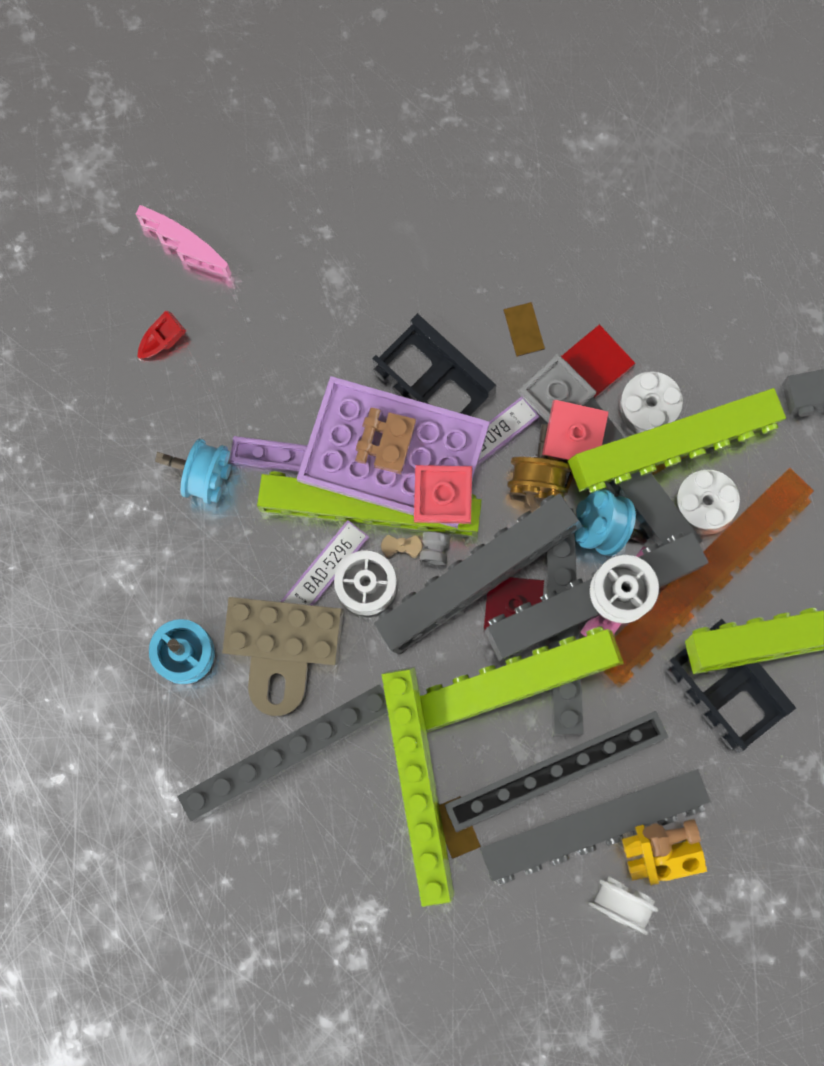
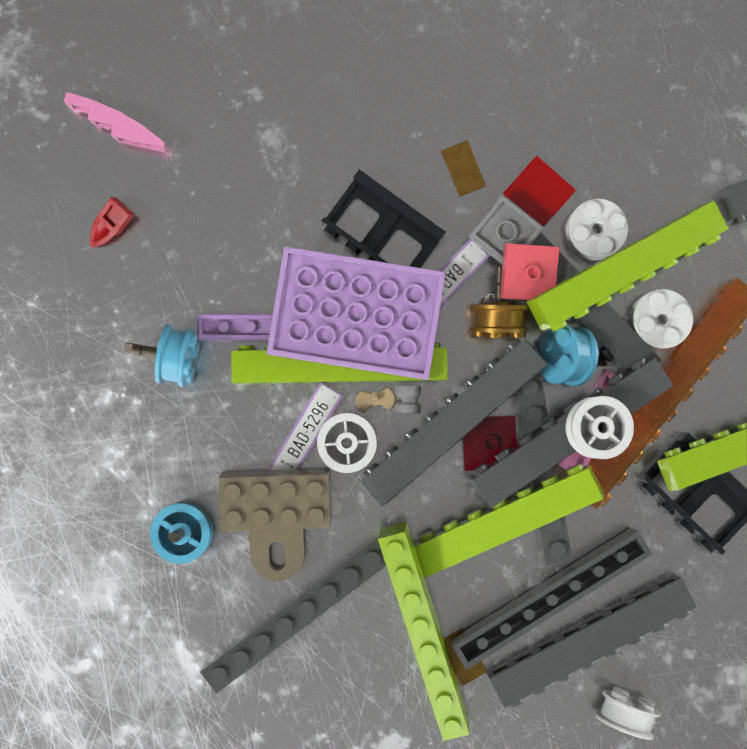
camera: 15 degrees left, 10 degrees up
(394, 442) = (356, 305): medium nougat plate -> none
(442, 494) = (411, 352): coral plate -> none
(660, 858) = (659, 660): yellow hips -> none

